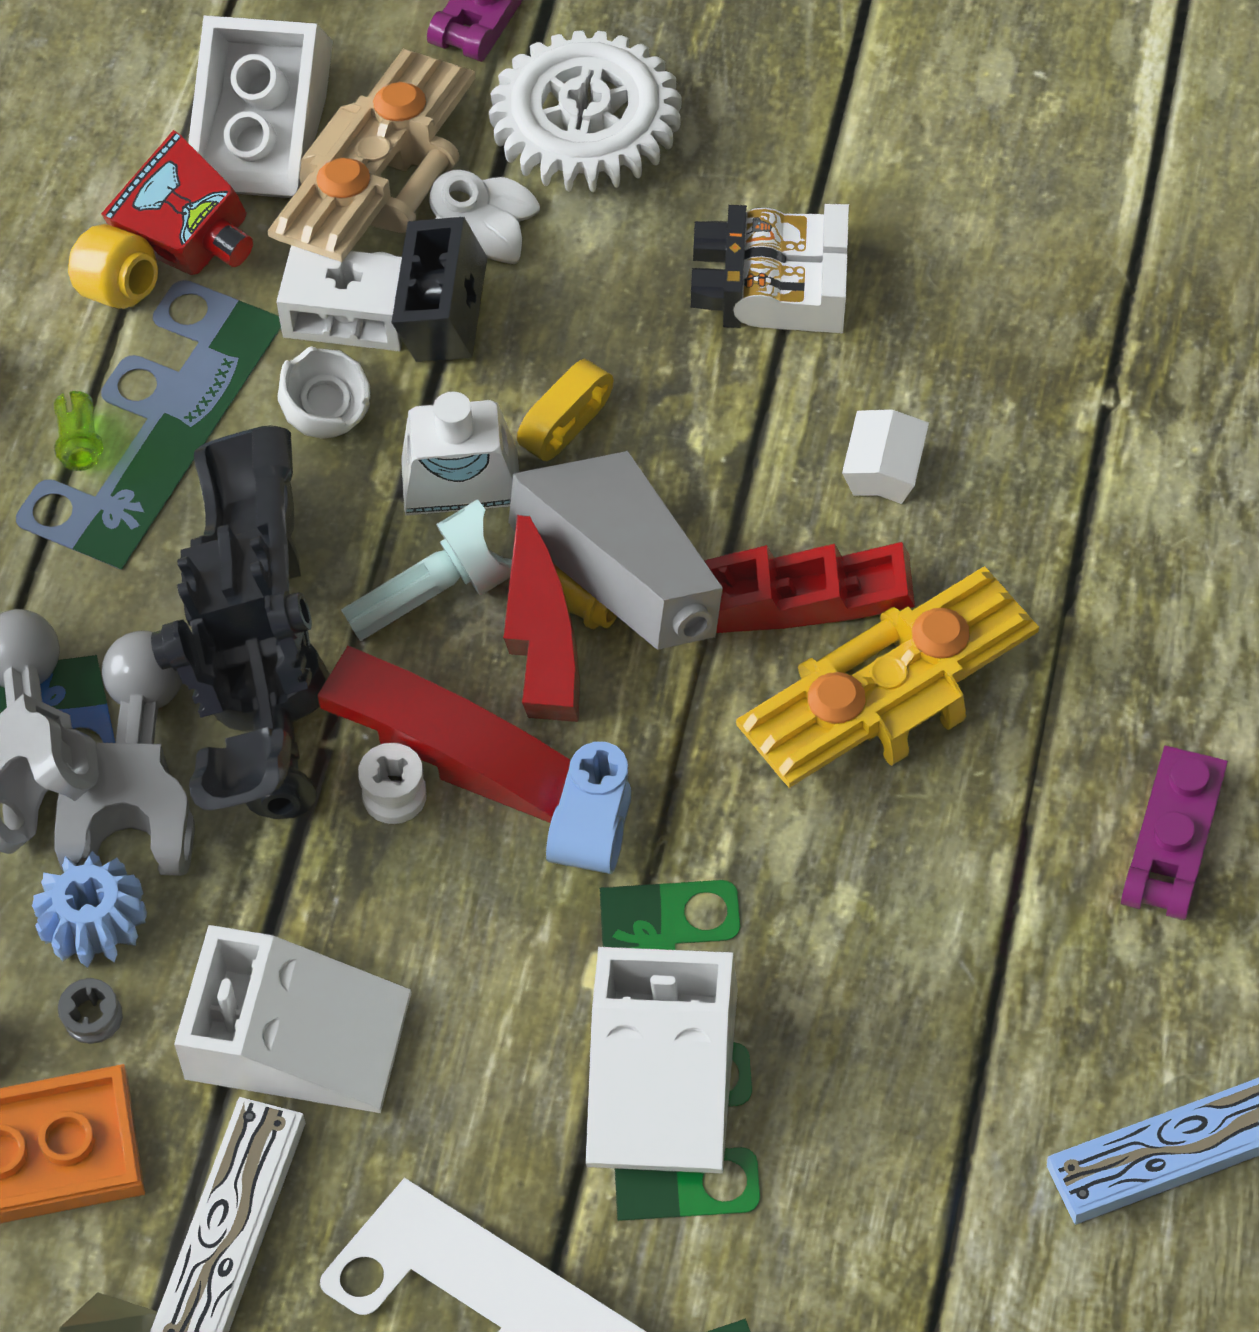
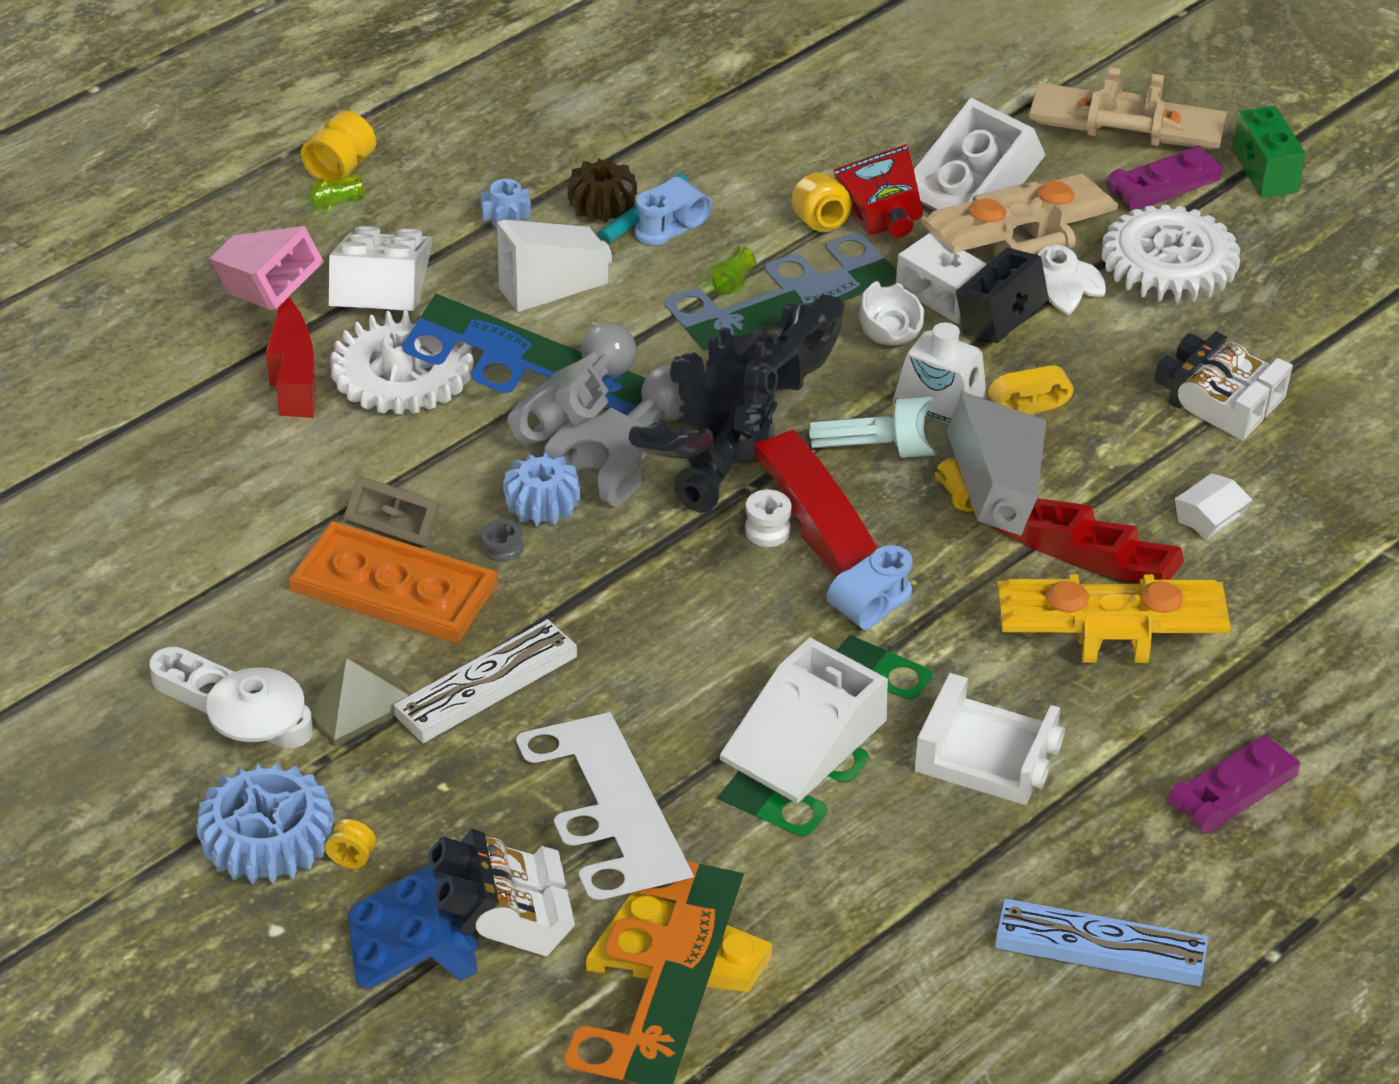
camera: 30 degrees right, 15 degrees down
(289, 1022) = (603, 593): white slope -> none
(541, 629) = (917, 481): red slope -> none
(878, 952) = (986, 744): none -> white panel

